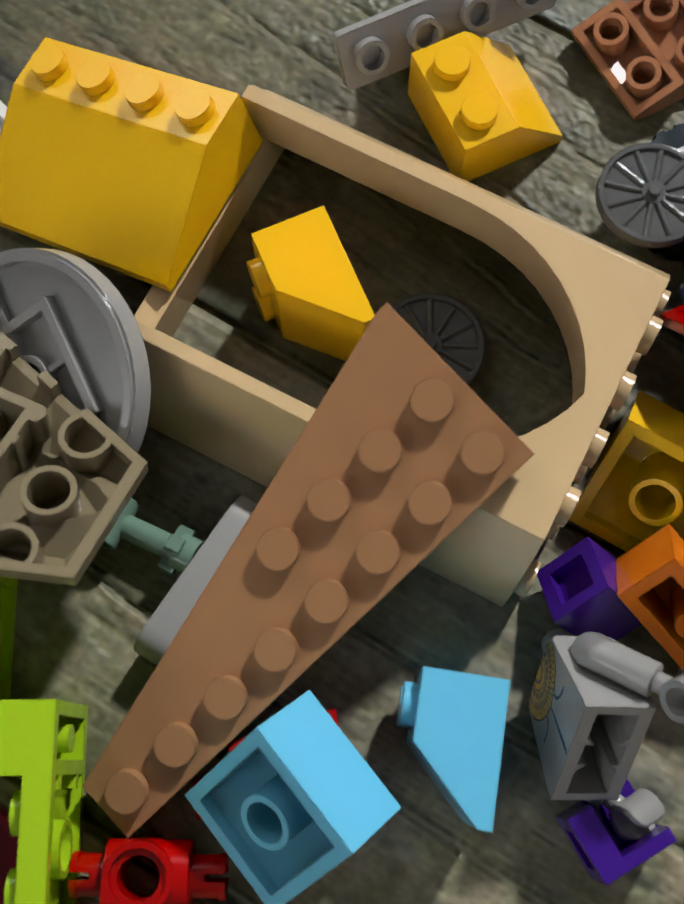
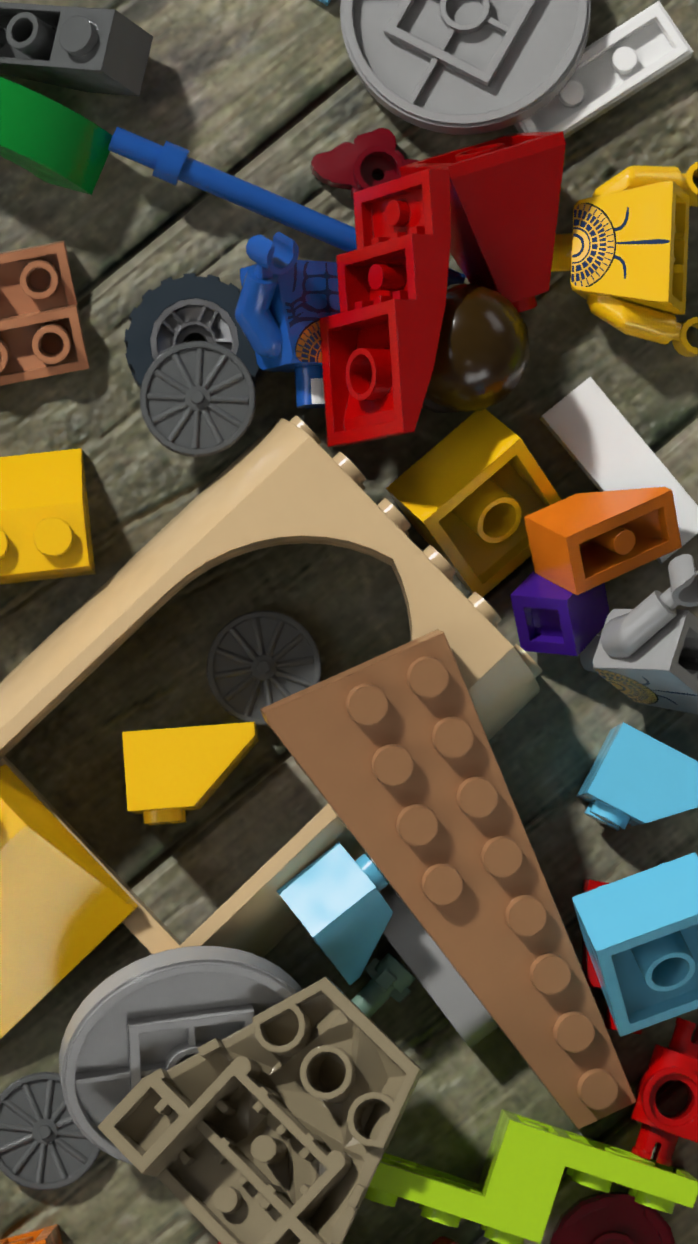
camera: 75 degrees left, 10 degrees up
(222, 466) = (340, 907): none -> medium azure slope

